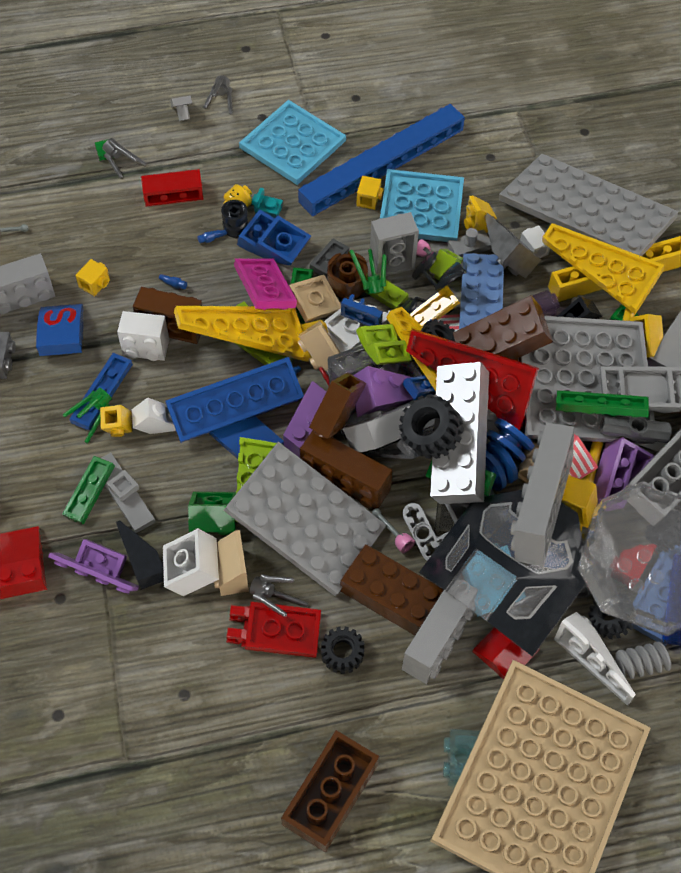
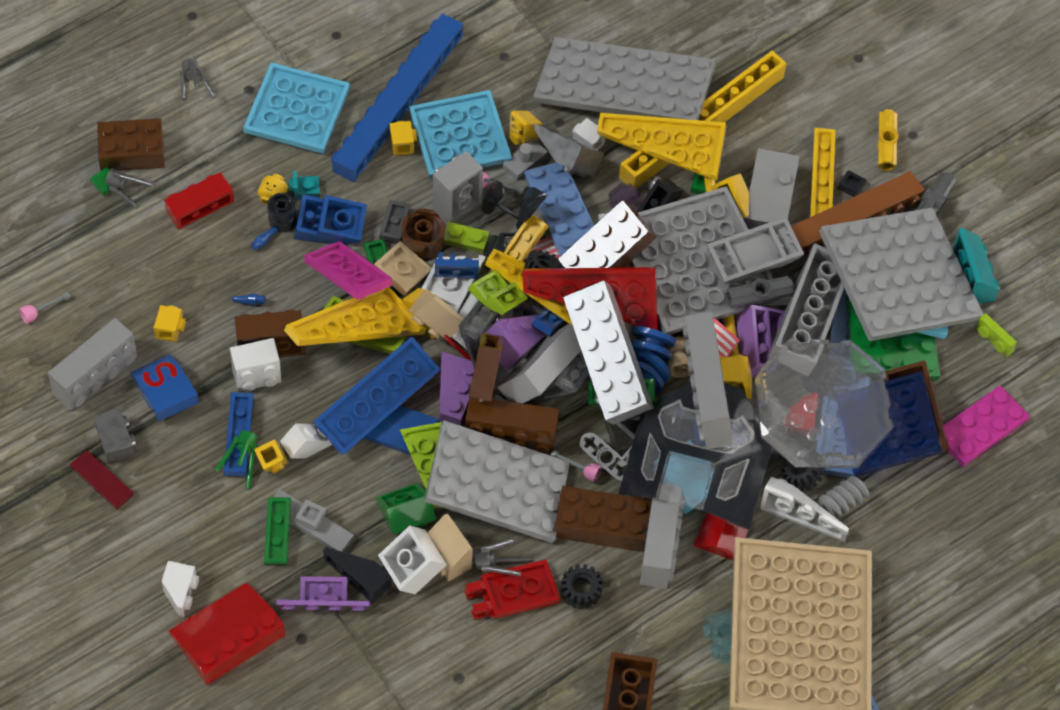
camera: 25 degrees left, 0 degrees up
(140, 126) = (131, 144): none -> reddish brown brick
(181, 105) = (162, 104): light grey tile -> none
(374, 283) = (455, 233): green plant -> none
(419, 415) = (569, 347): black tyre -> none
(443, 261) = (514, 189): lime brick -> none
(602, 403) = (722, 279): green plate -> none

